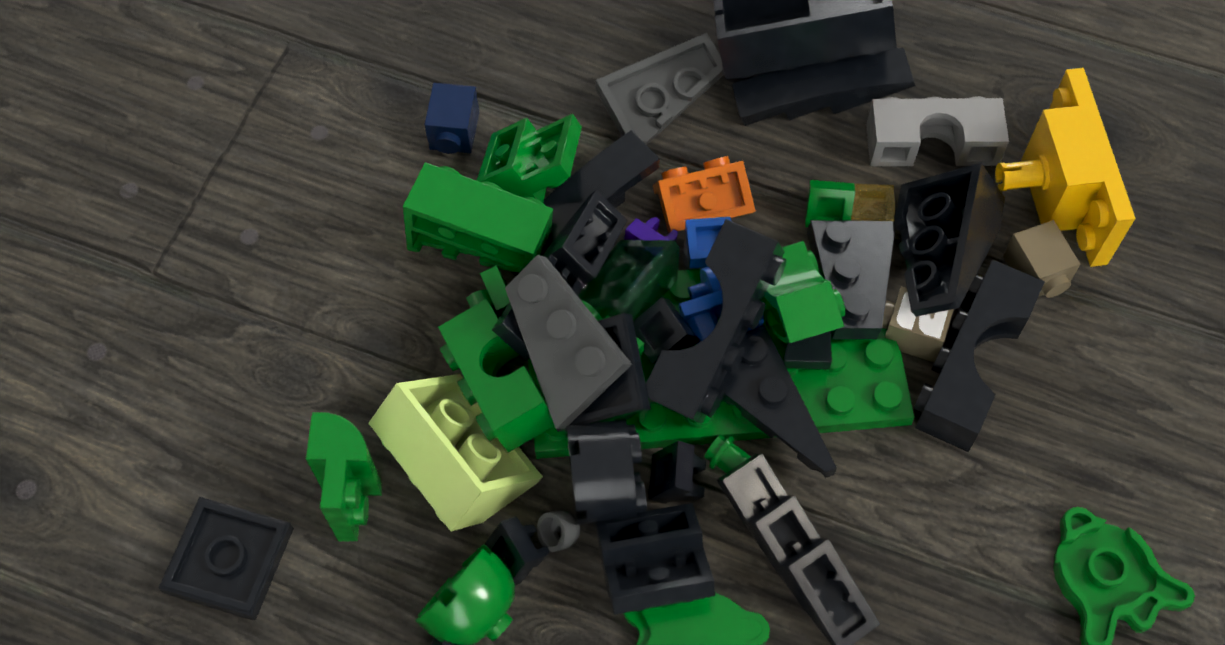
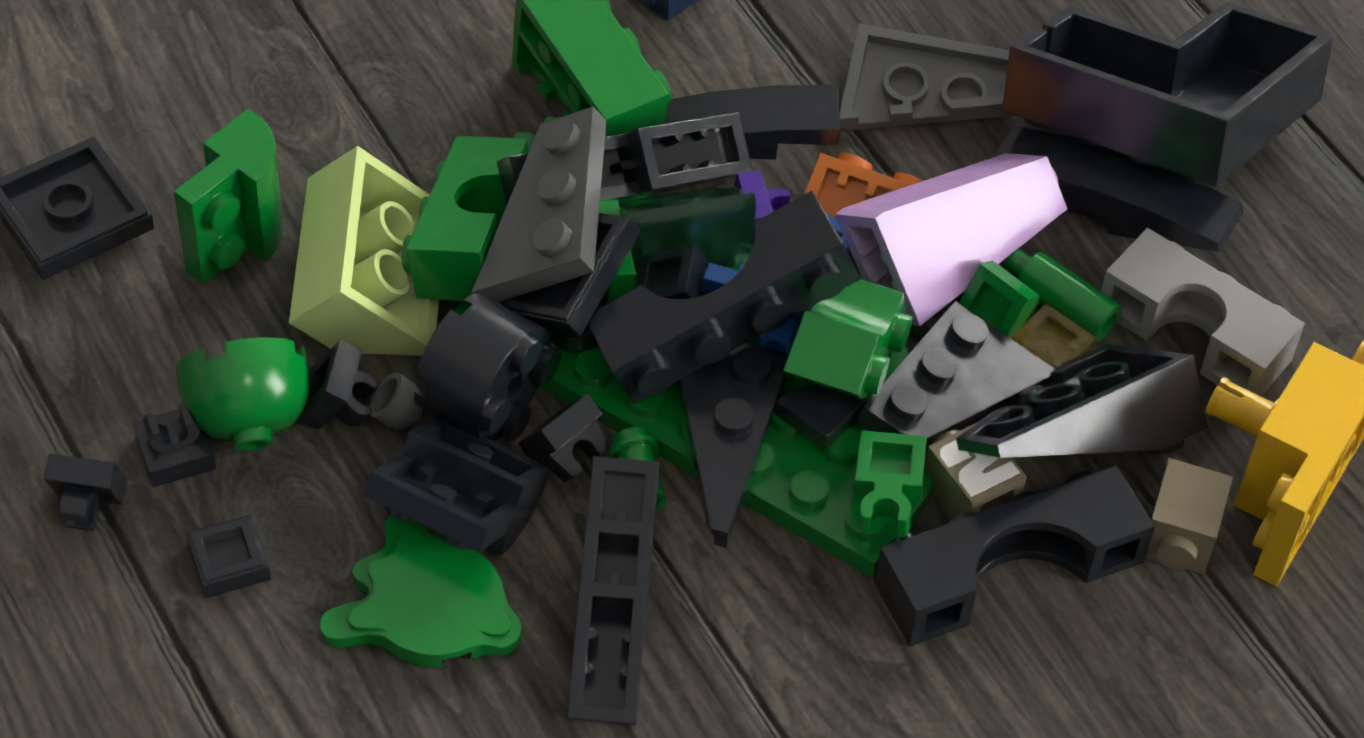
camera: 35 degrees right, 10 degrees down
(531, 159) = (708, 48): green brick -> none
(772, 172) = (942, 228): none -> slope
(853, 168) = (1066, 292): none -> green cylinder
(888, 357) = (889, 477): none -> green plate

